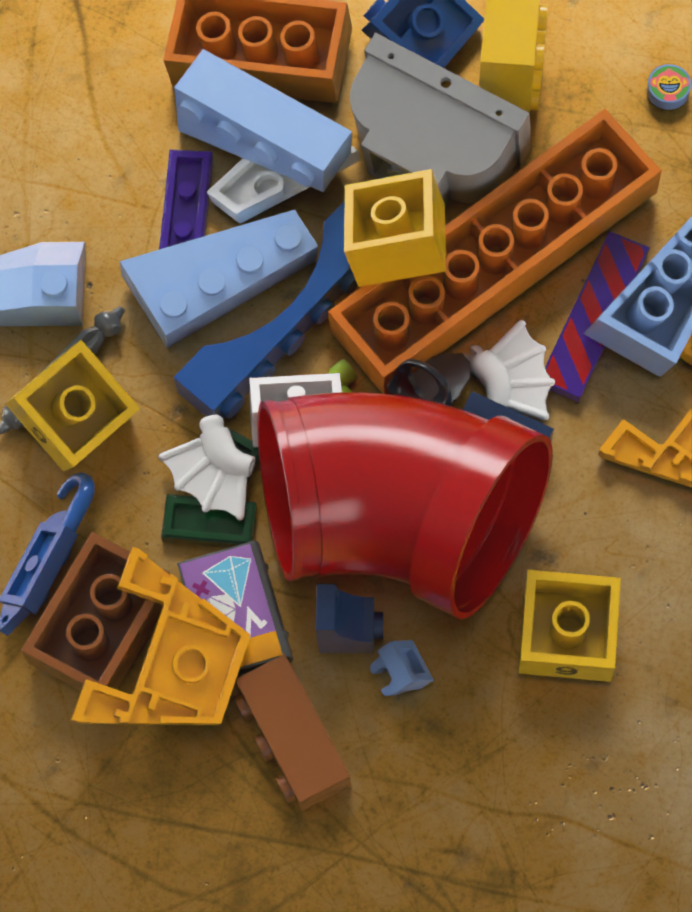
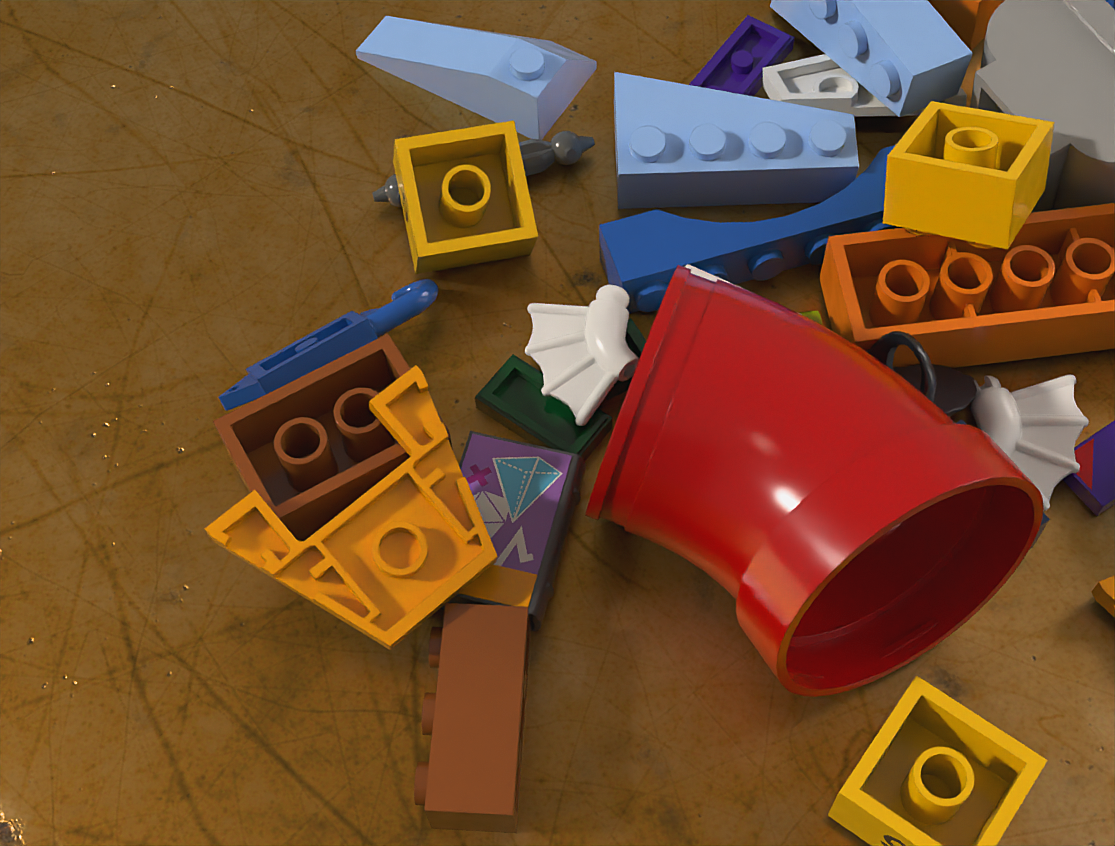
camera: 30 degrees right, 10 degrees down
(346, 621) = (630, 610): dark blue arch -> none
(404, 667) = (675, 715): medium blue tile -> none

